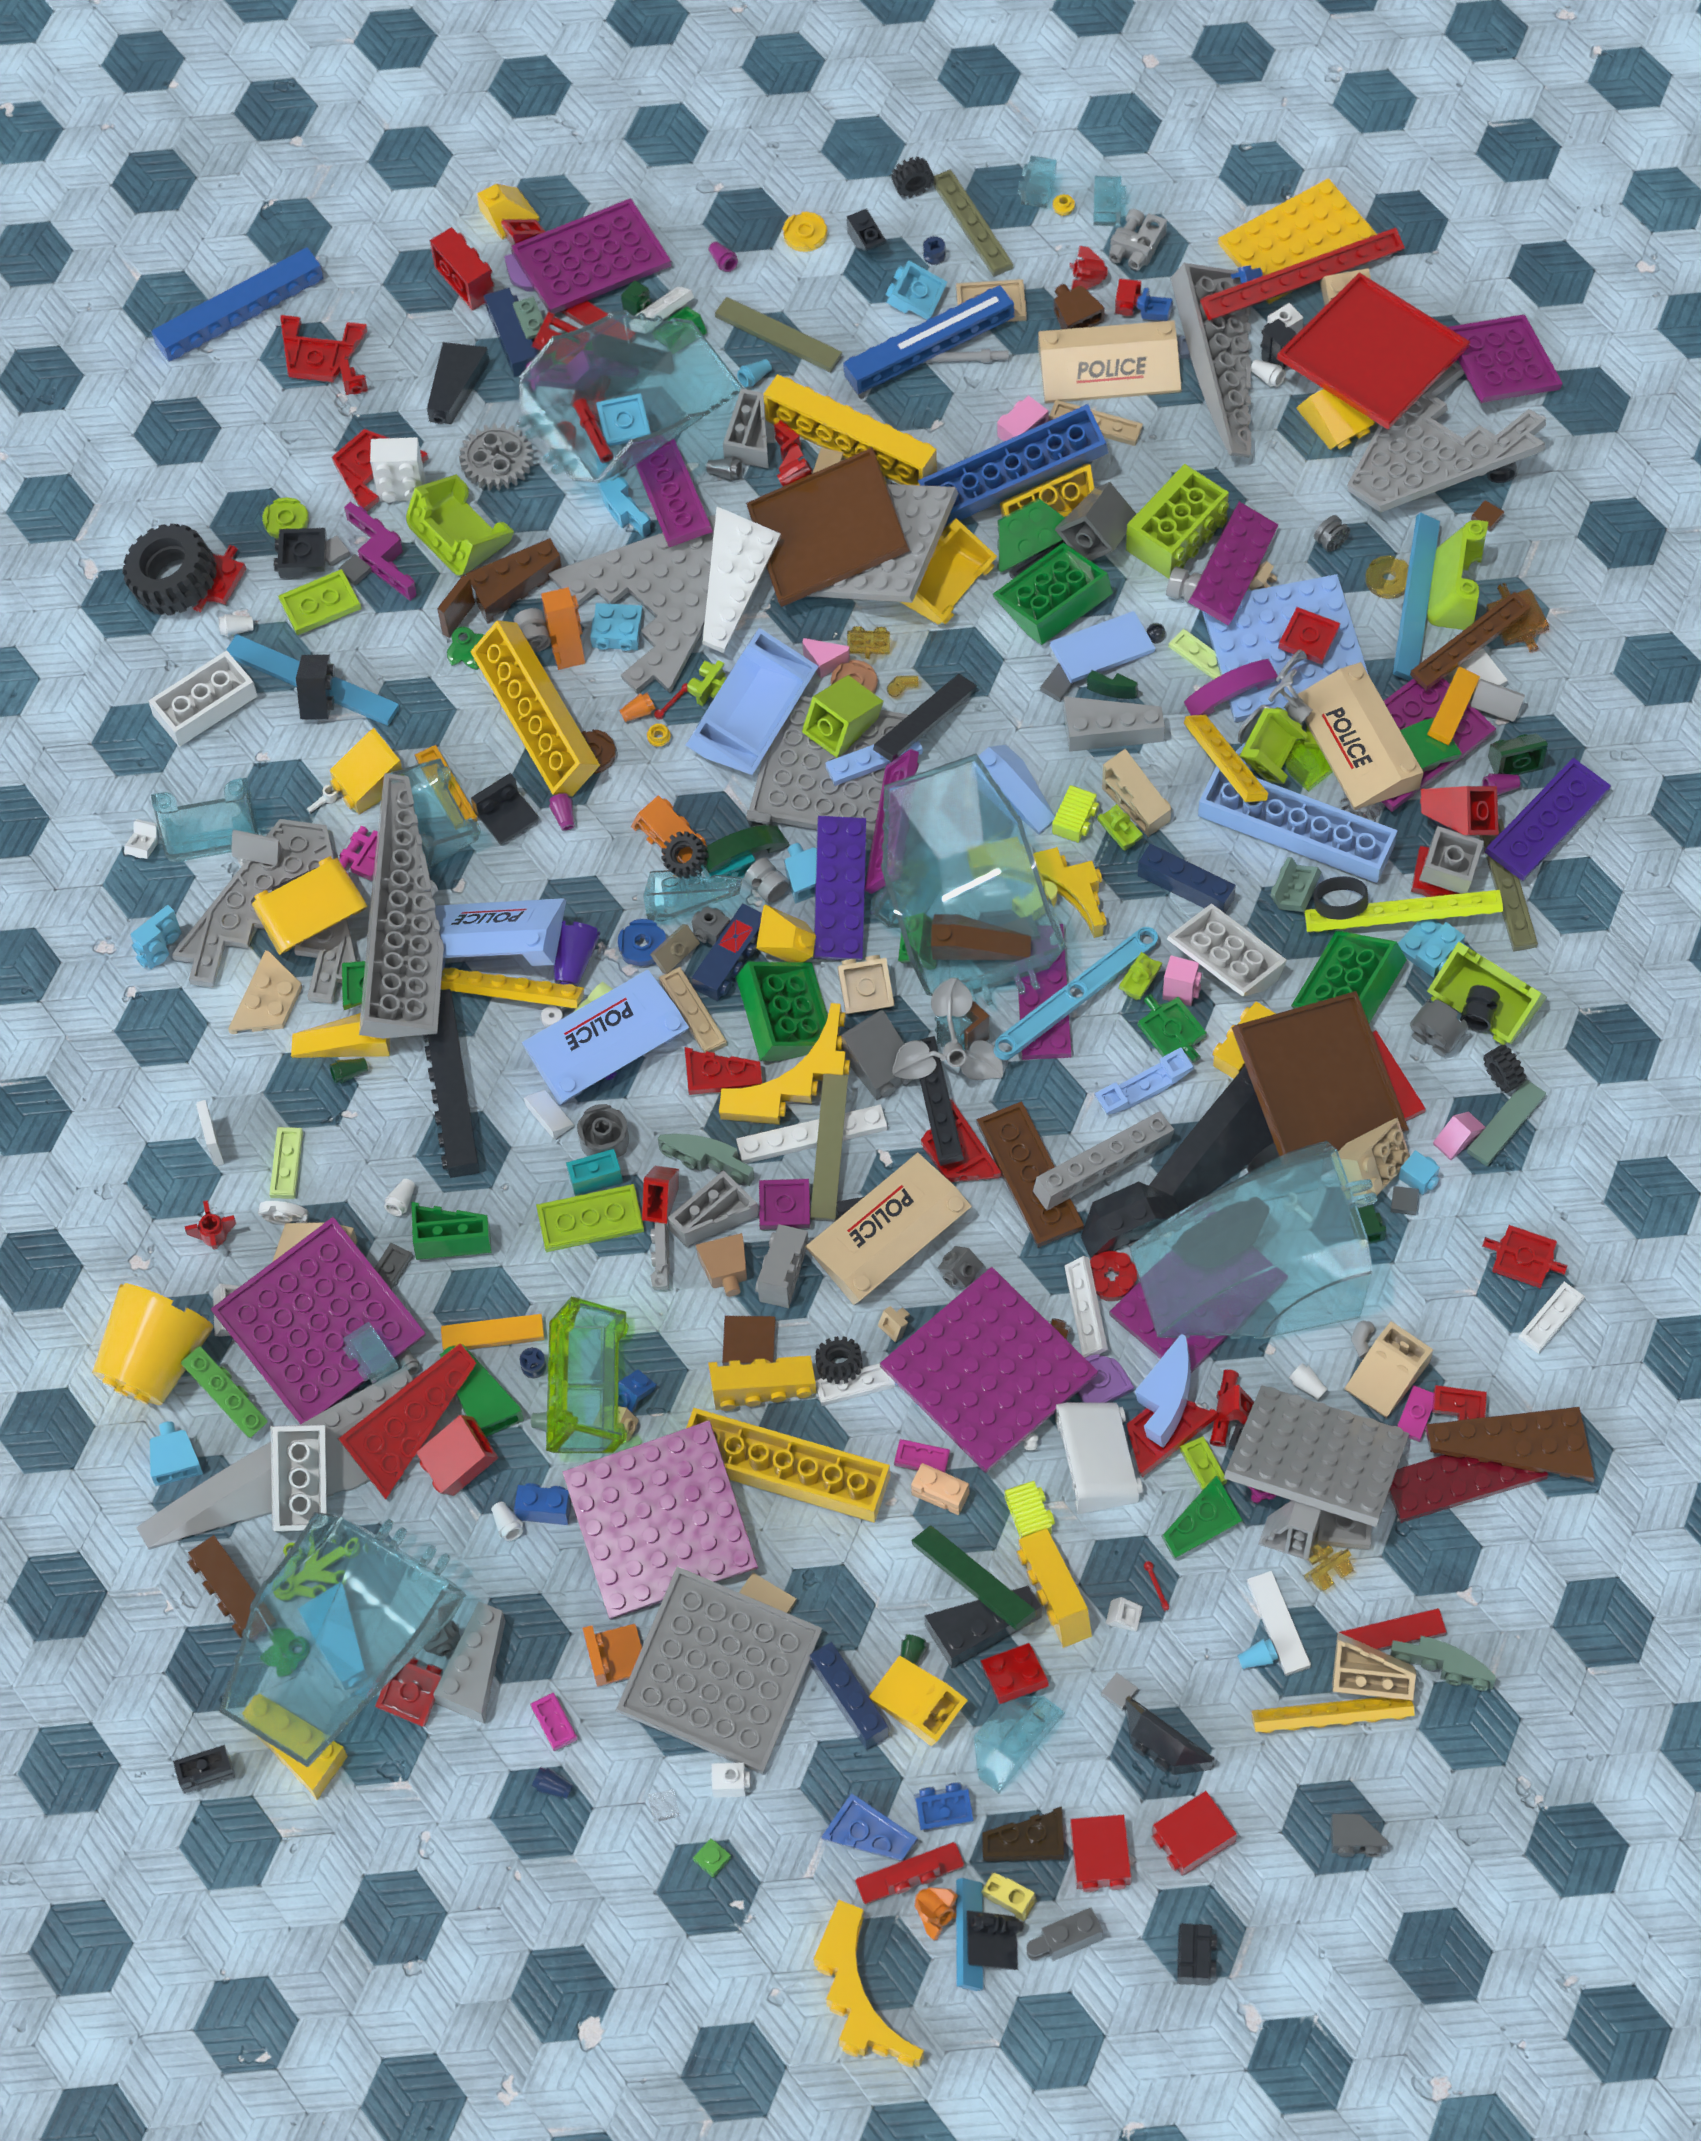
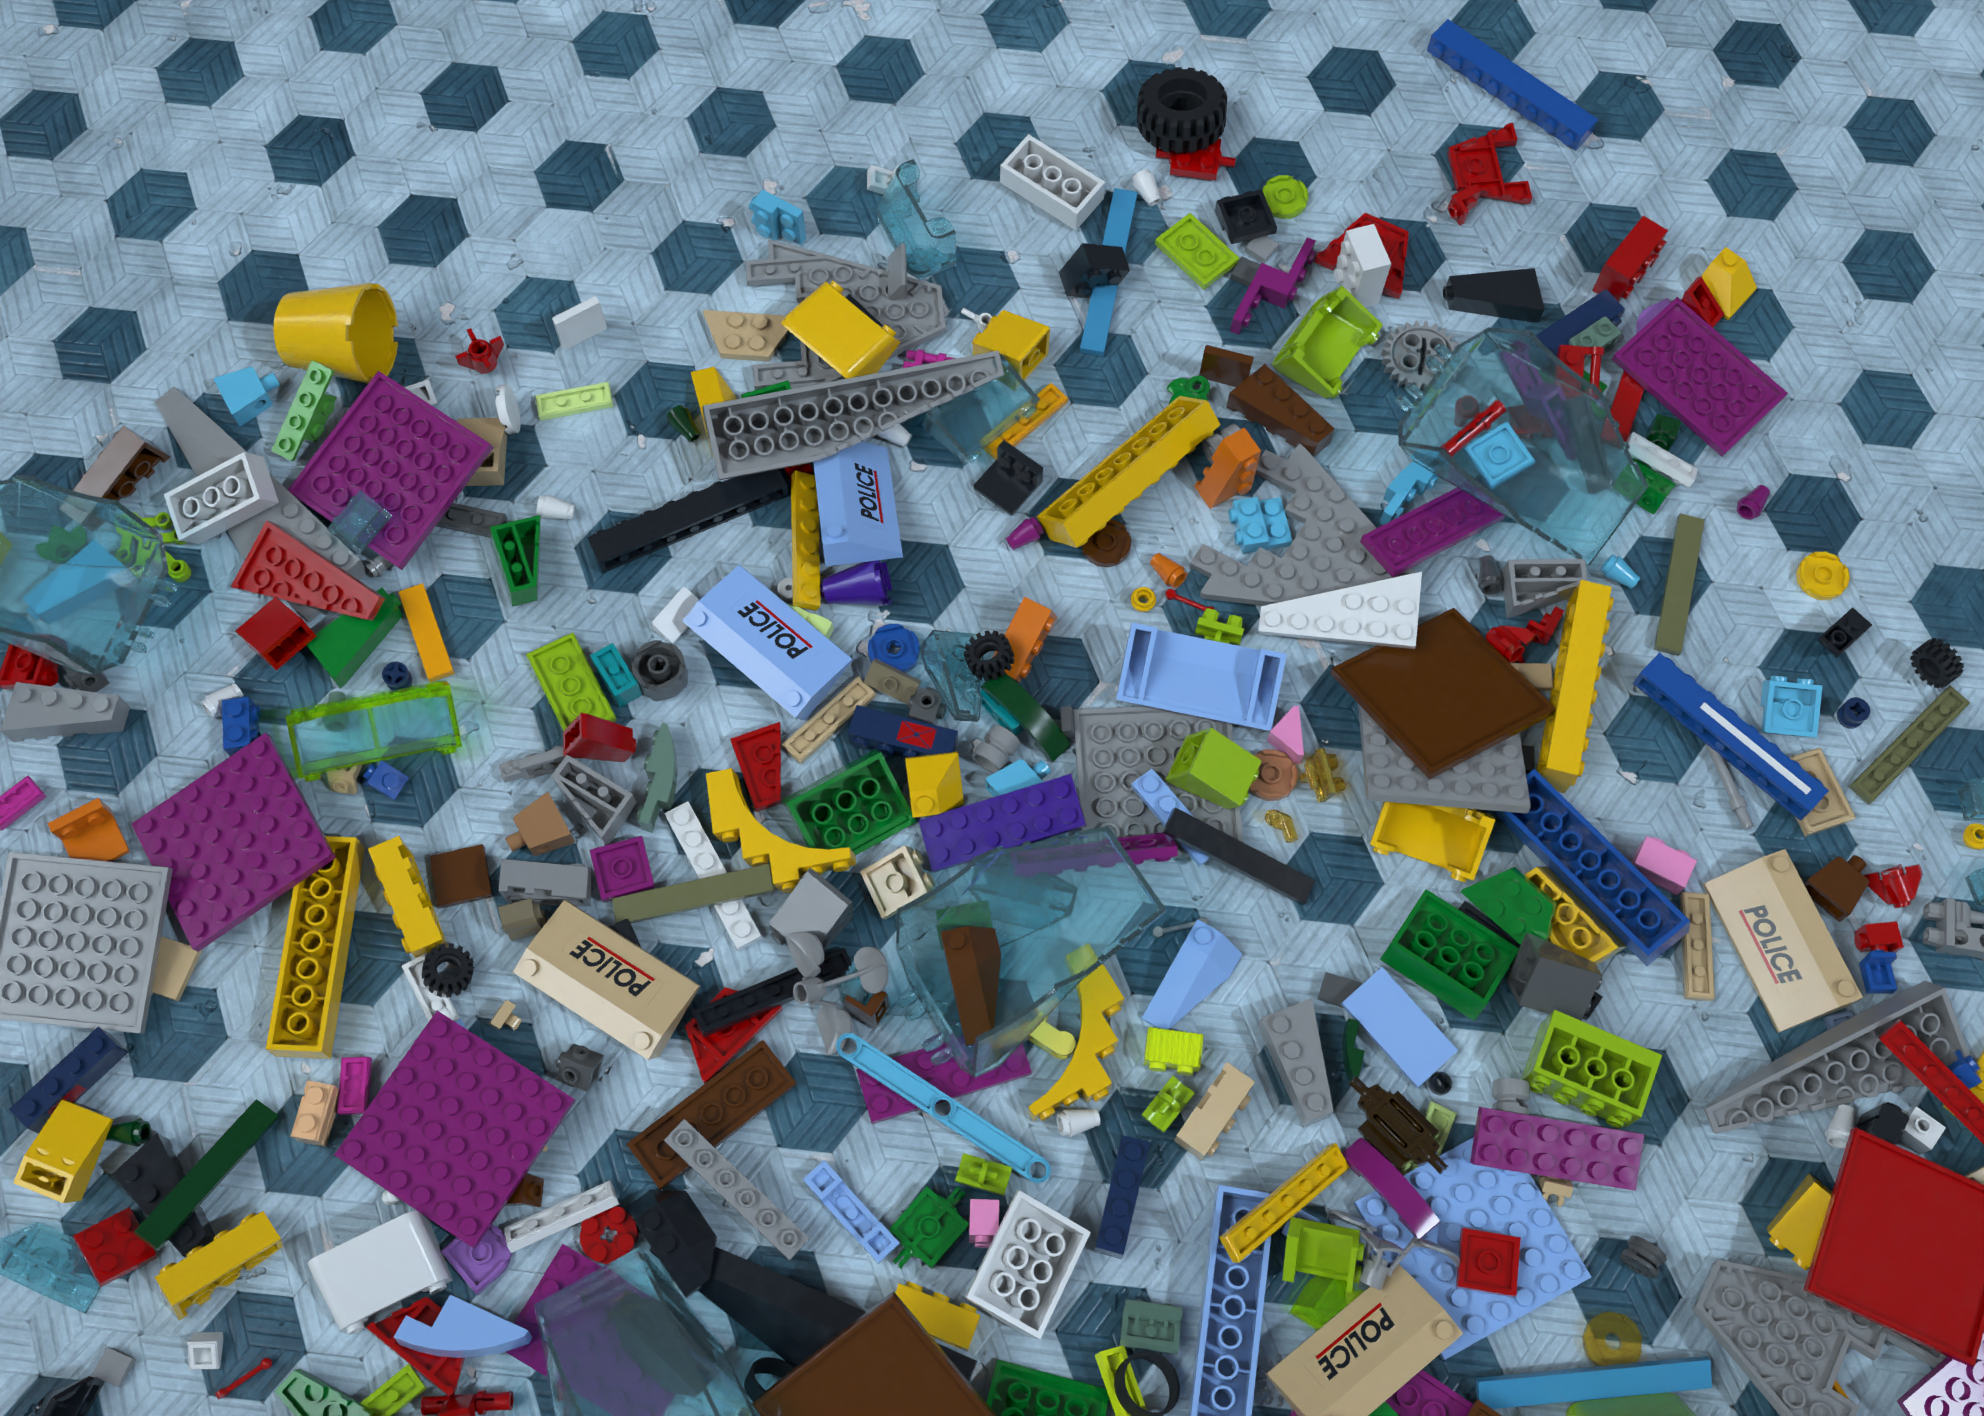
camera: 70 degrees right, 5 degrees up
(811, 1286) = (522, 918): none -> dark tan brick
(1027, 1509) = (306, 1215): neon yellow brick -> none
(1114, 901) = (1077, 1121): none -> white cone
(1187, 667) = (1397, 1128): none -> dark brown piece

